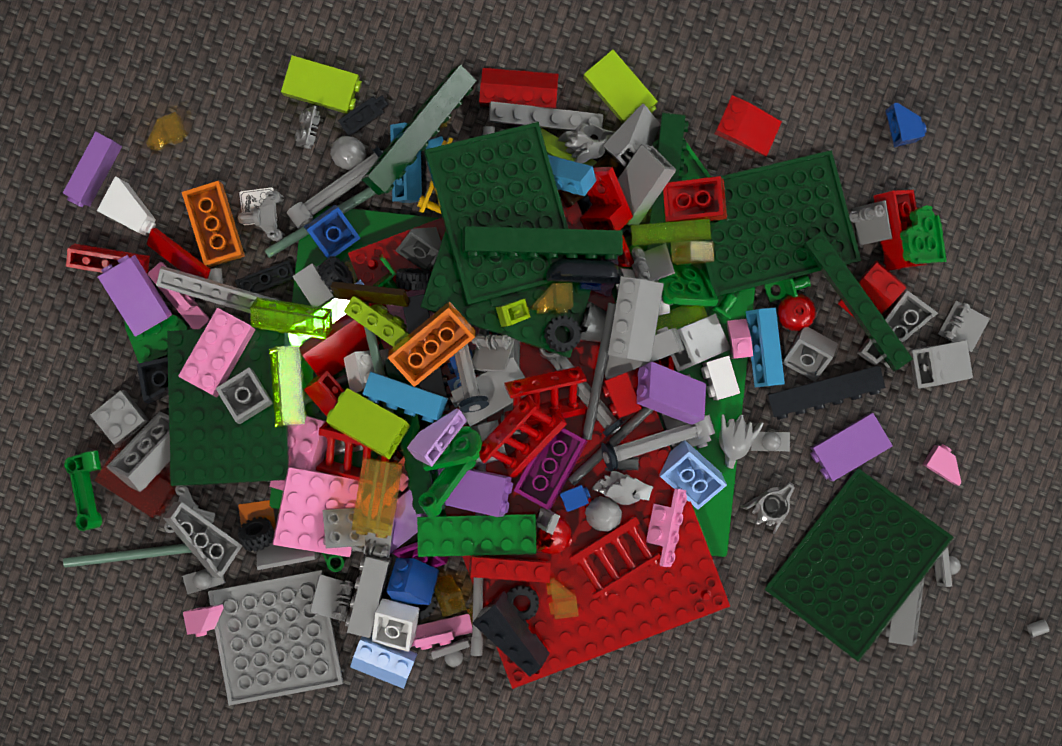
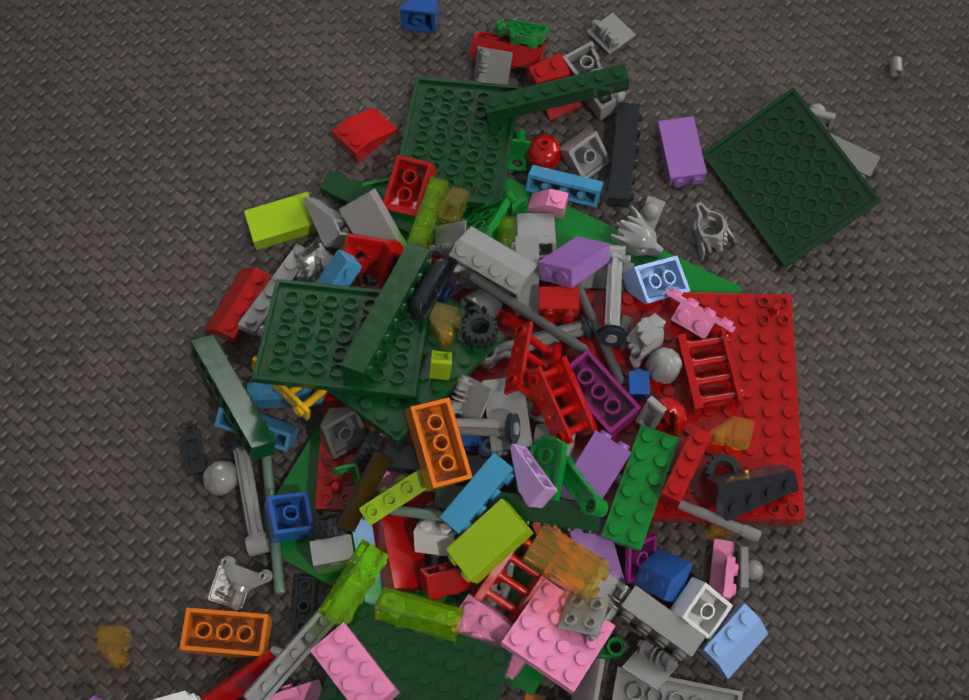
camera: 65 degrees left, 20 degrees down
(244, 395) = (410, 658): light grey brick -> none
(307, 118) = (178, 505): light grey hinge -> none
(321, 85) = (146, 477): lime brick -> none
(449, 596) = (692, 547): clear yellow slope -> none
(720, 378) = (575, 223): white brick -> none
(940, 364) = (639, 58): light grey slope -> none
(943, 463) = (725, 86): bright pink slope -> none

